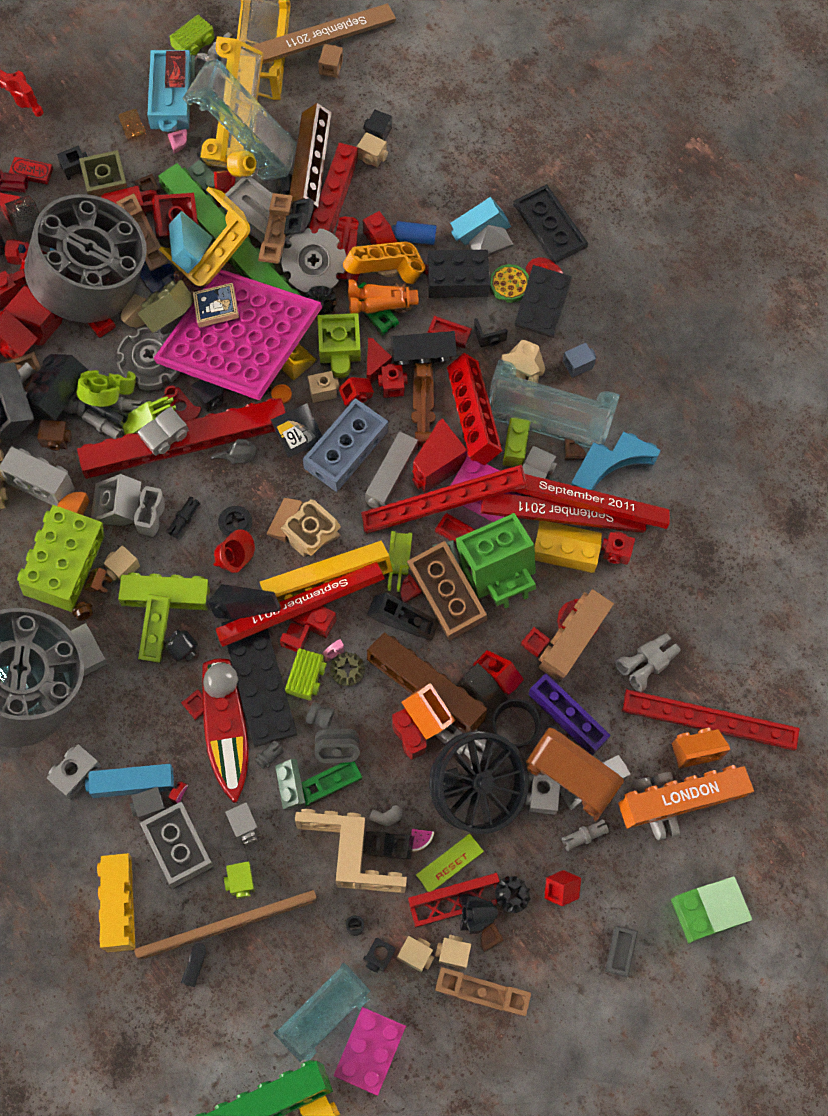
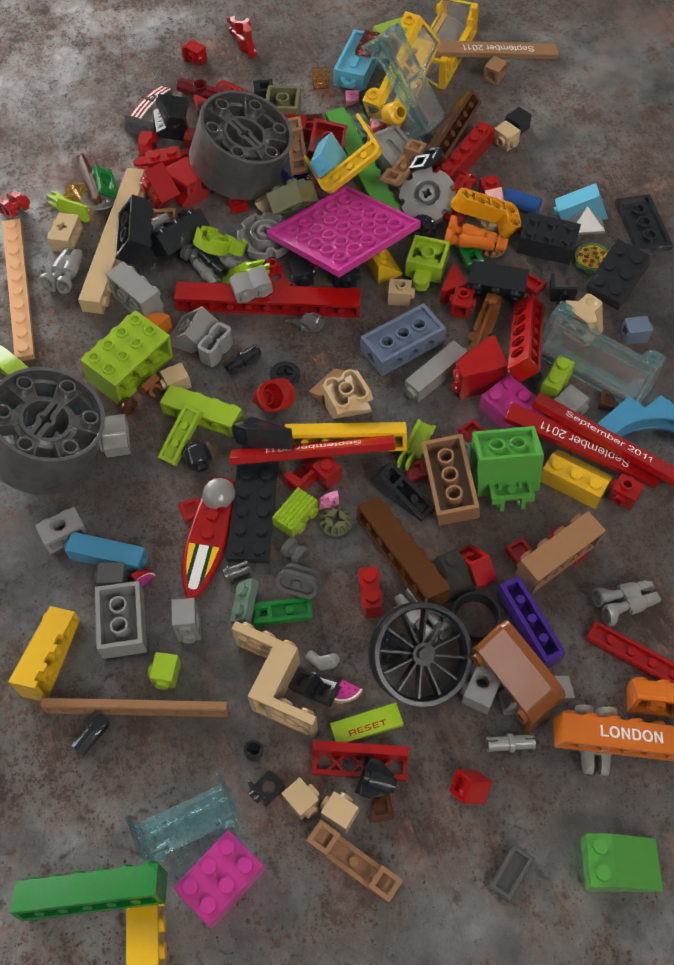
camera: 25 degrees right, 10 degrees down
(54, 434) = (164, 269): reddish brown brick -> none
(215, 305) = (332, 205): tile -> none
(282, 391) = (366, 290): orange piece -> none
(296, 430) = (363, 315): slope -> none
(356, 388) = (430, 298): red brick -> none
(428, 711) = (393, 572): orange brick -> none
(444, 499) = (475, 400): red tile -> none
(502, 894) = (408, 770): black gear -> none

